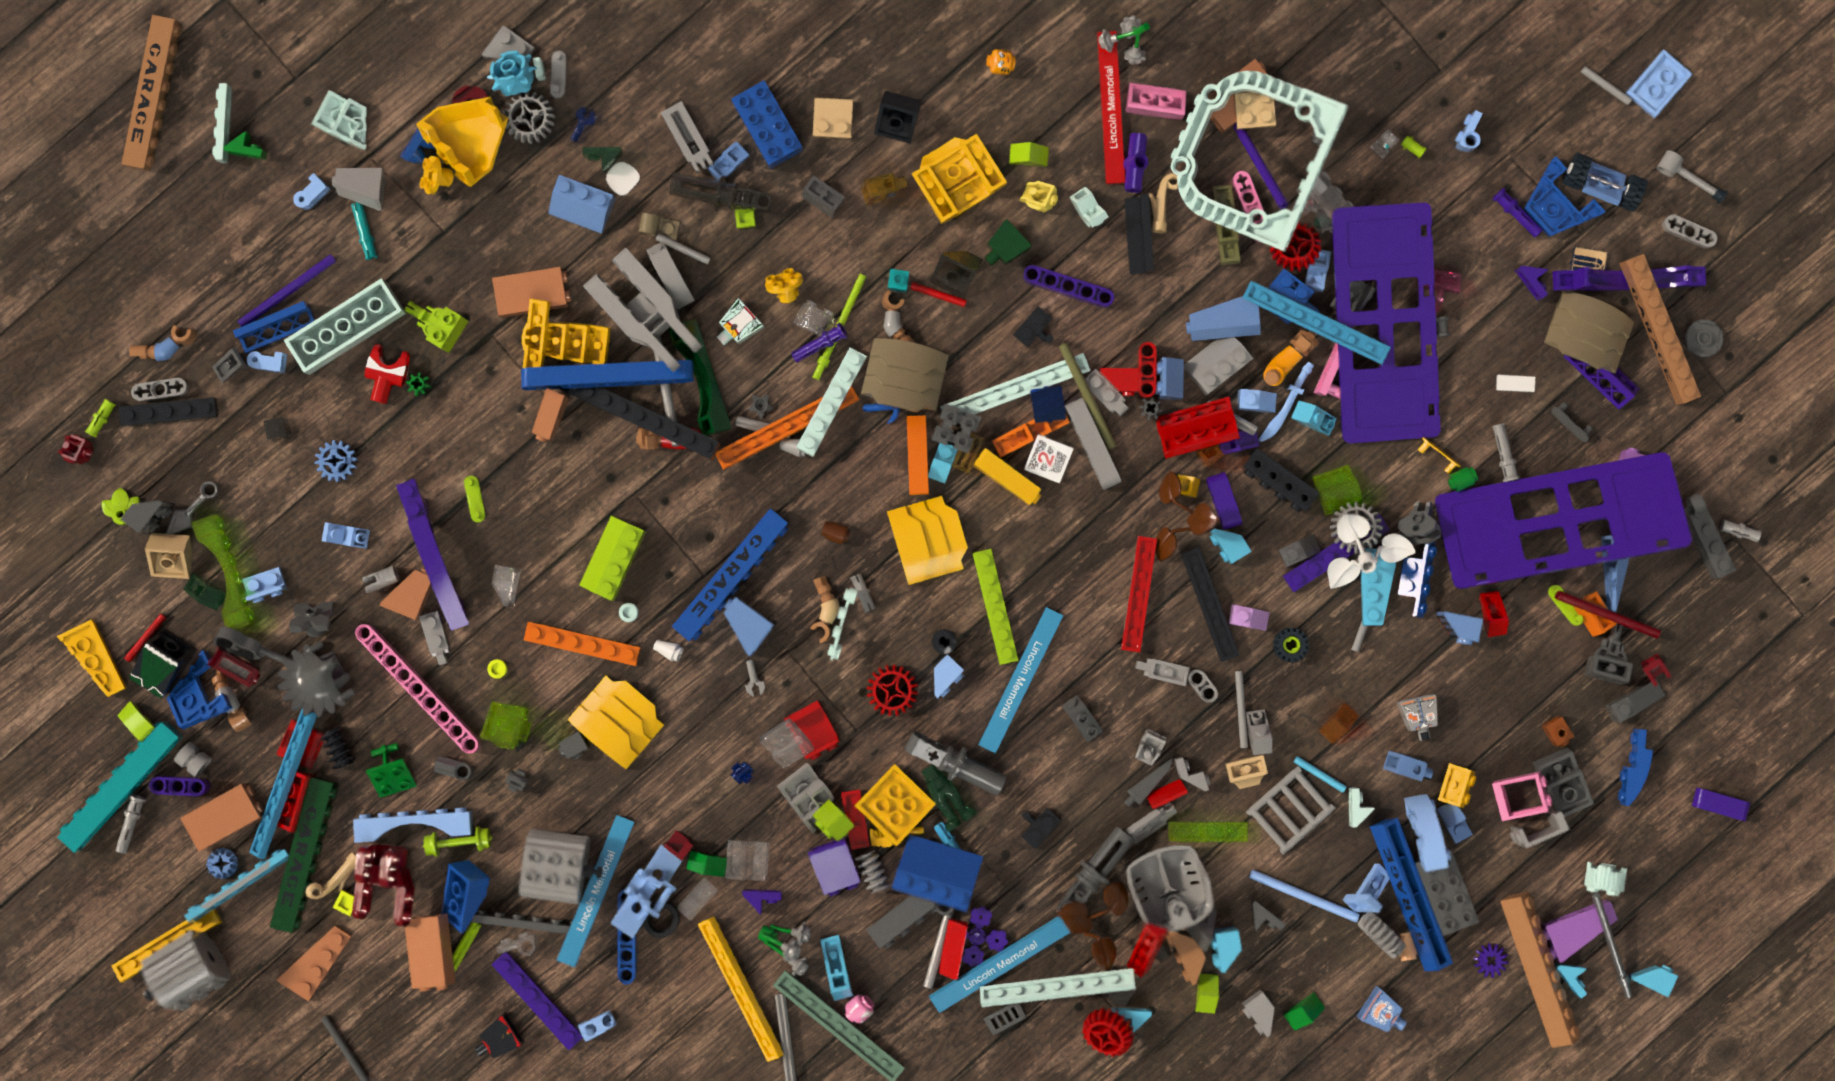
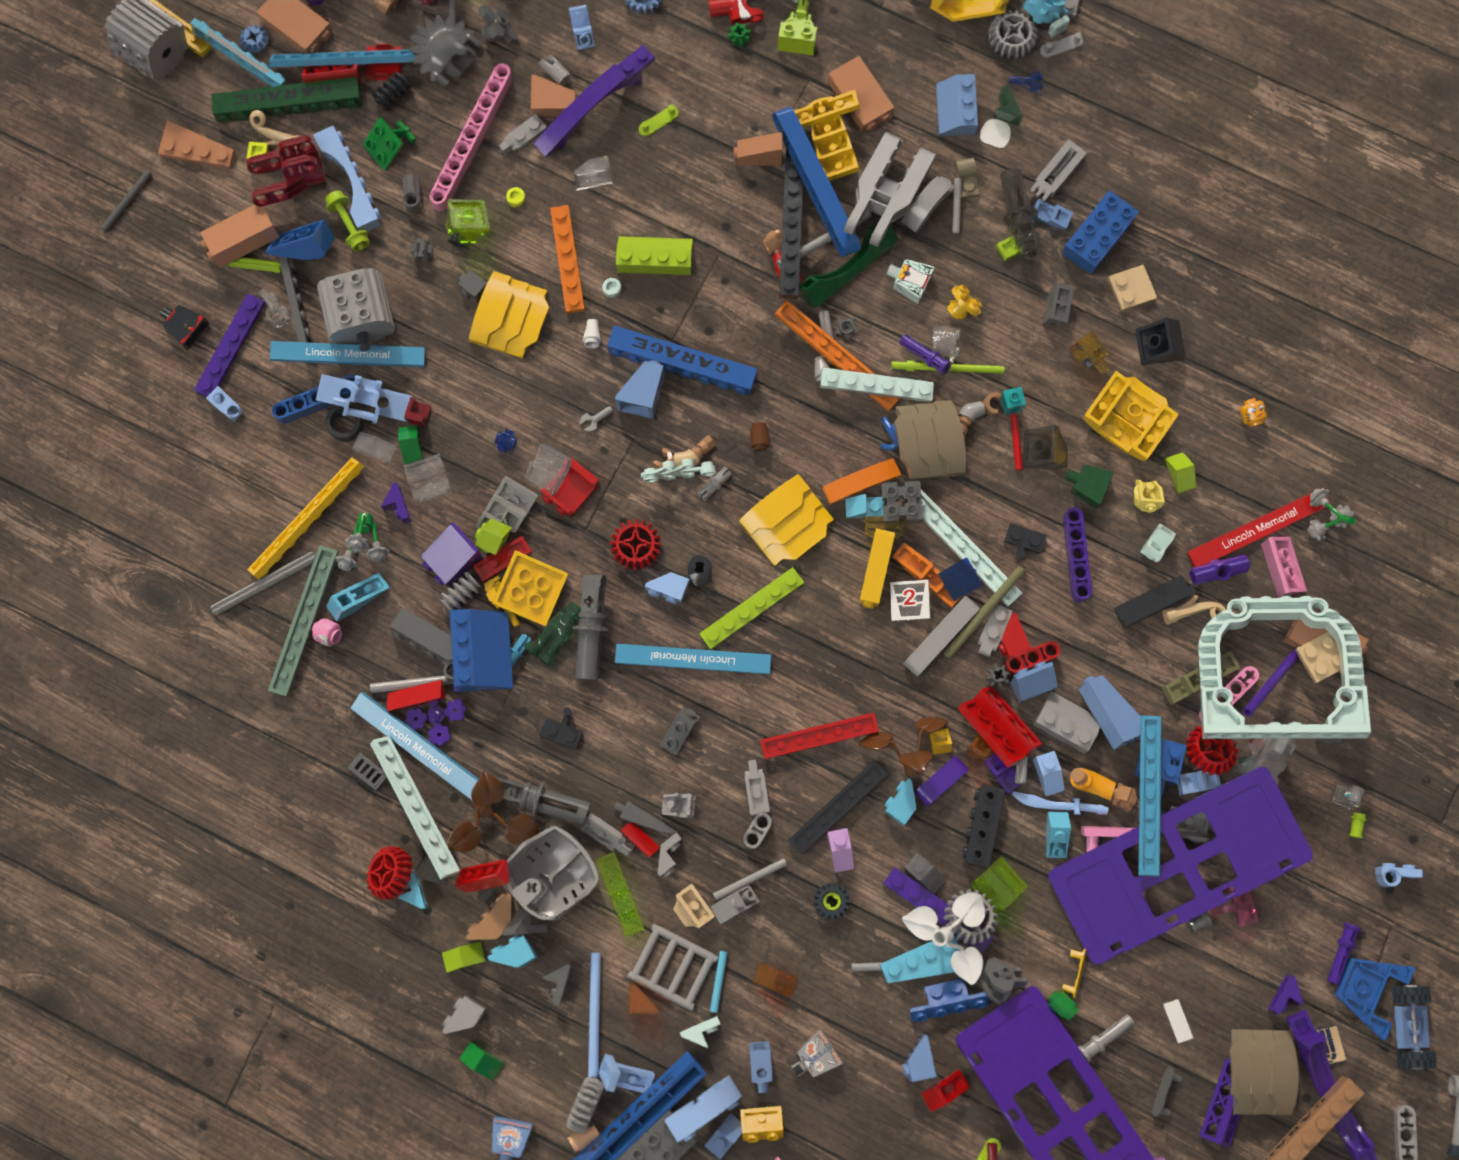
camera: 70 degrees right, 10 degrees down
(1311, 851) = (638, 1002): none -> clear orange slope

